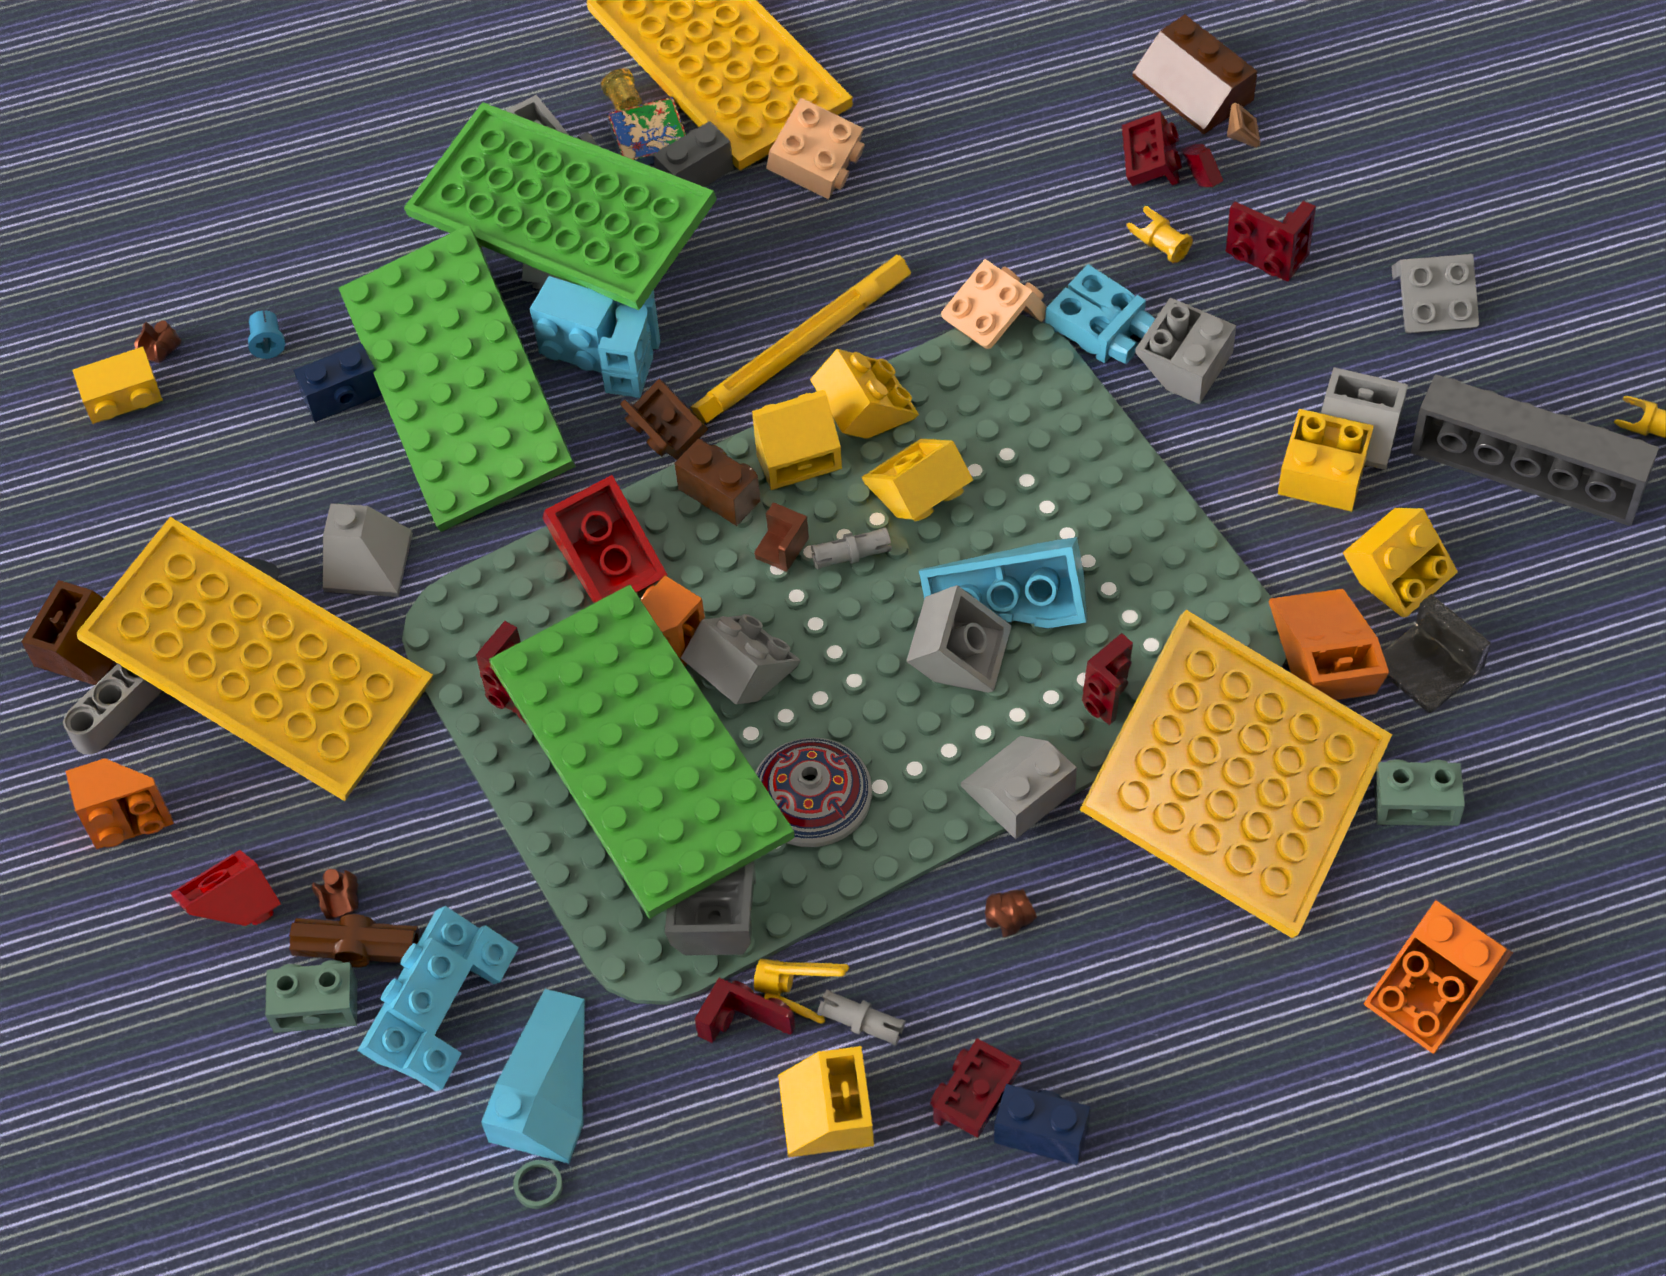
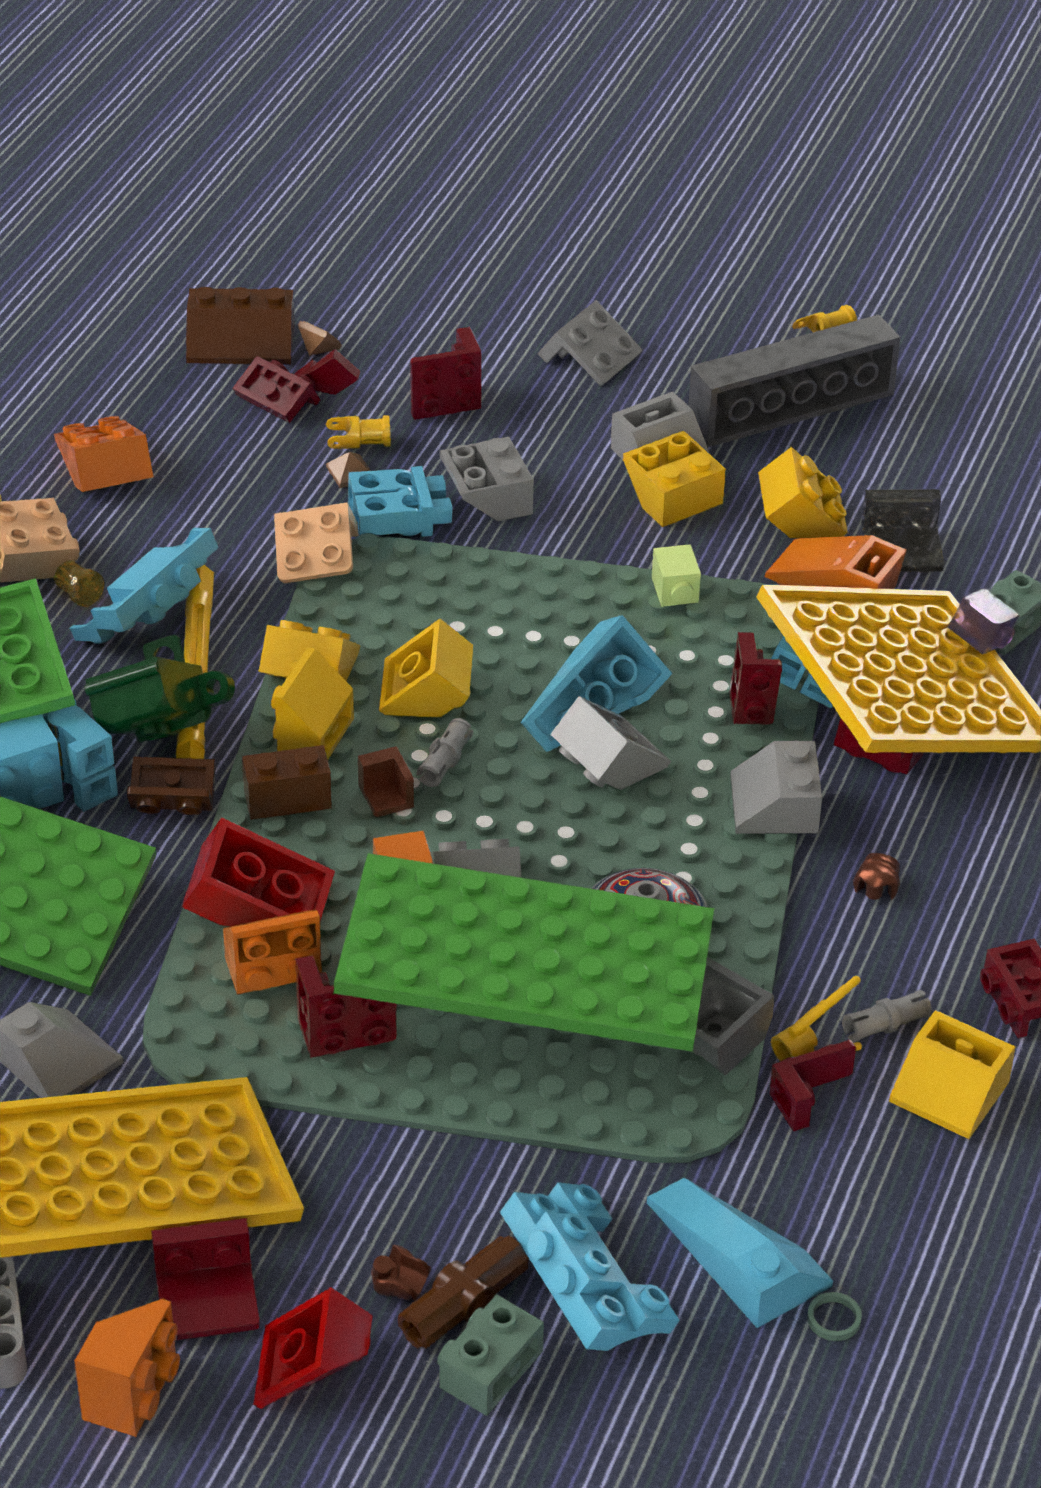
camera: 55 degrees left, 15 degrees down
(235, 791) = (207, 1278): none -> dark red bracket
(538, 593) = (266, 950): none -> orange slope
(707, 348) = (156, 694): none -> dark green piece
(813, 211) = (81, 584): none -> clear yellow bush
(837, 253) = (150, 587): none -> medium azure bracket
(964, 114) = (104, 453): none -> orange slope
(1117, 261) = (341, 466): none -> medium nougat slope
(1198, 545) = (676, 575): none -> yellowish green brick
(1361, 784) = (984, 621): none -> brick

